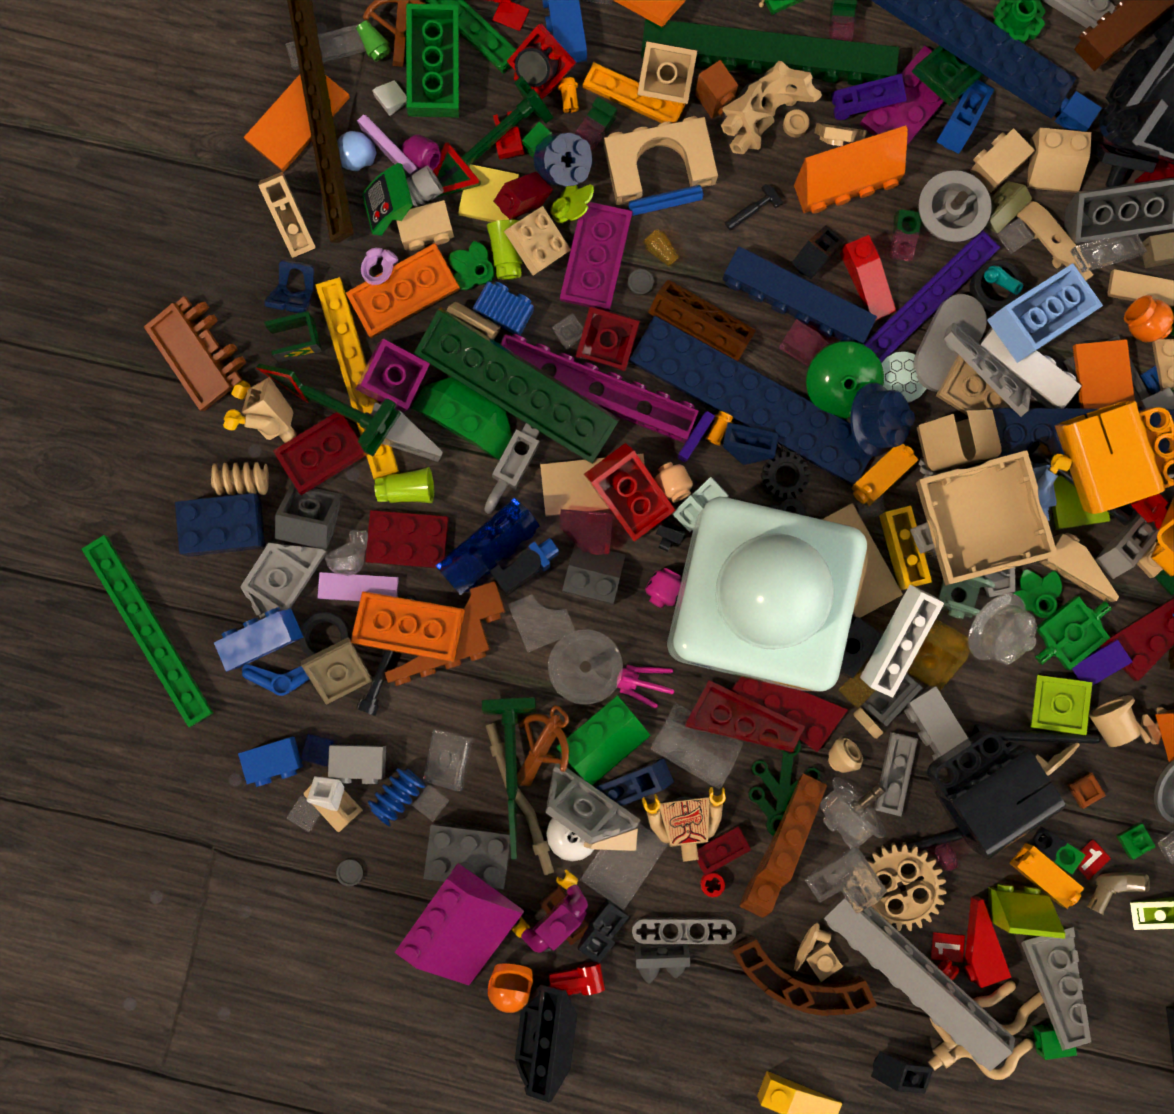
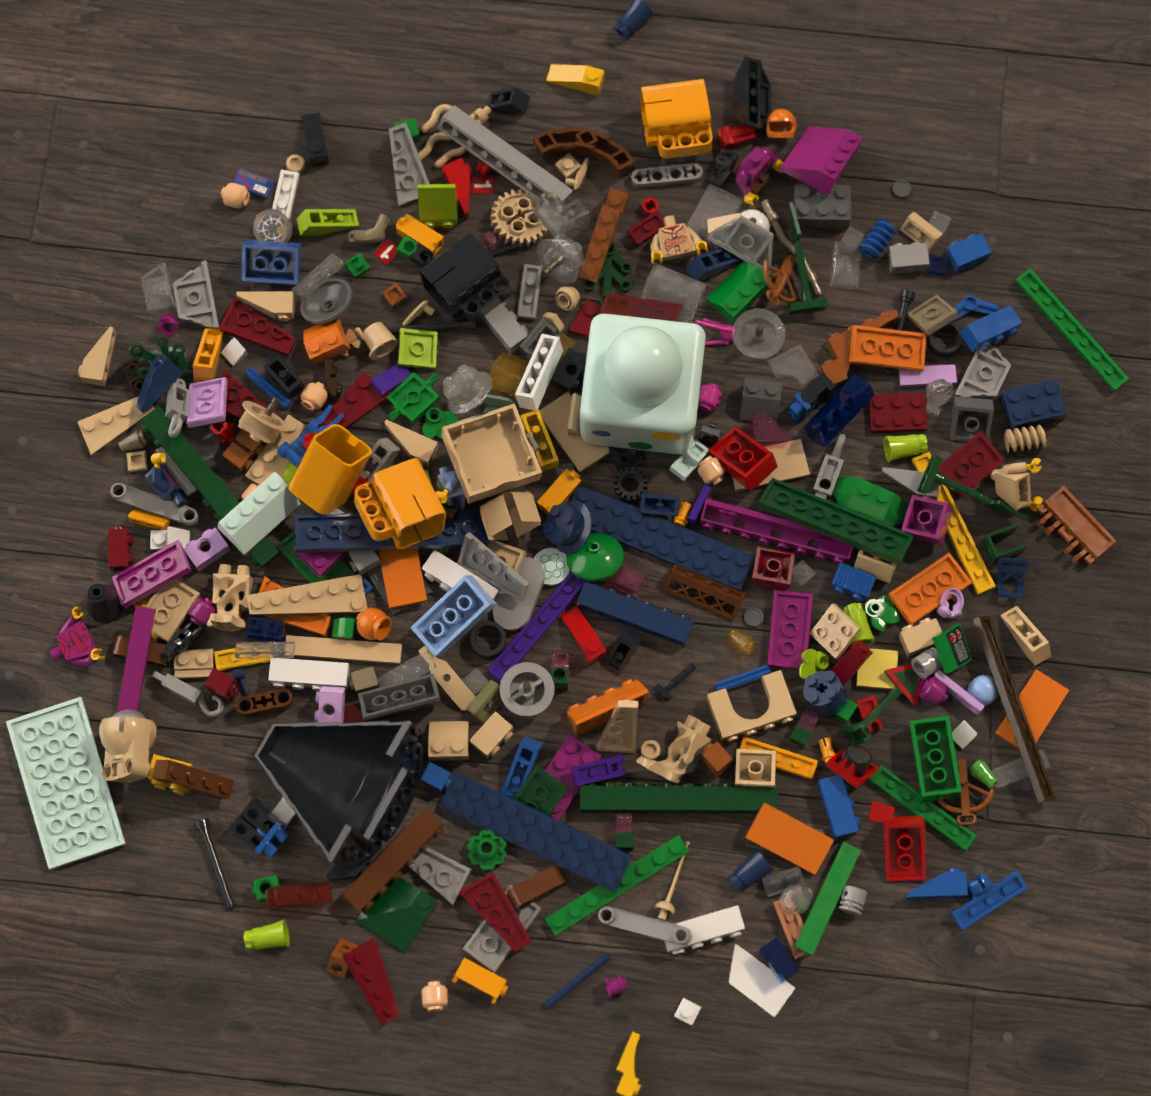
camera: 175 degrees right, 10 degrees down
(326, 793) = (926, 233): white slope -> none
(663, 1014) = (677, 116): none -> light orange piece
(997, 275) = (484, 640): teal arm -> none

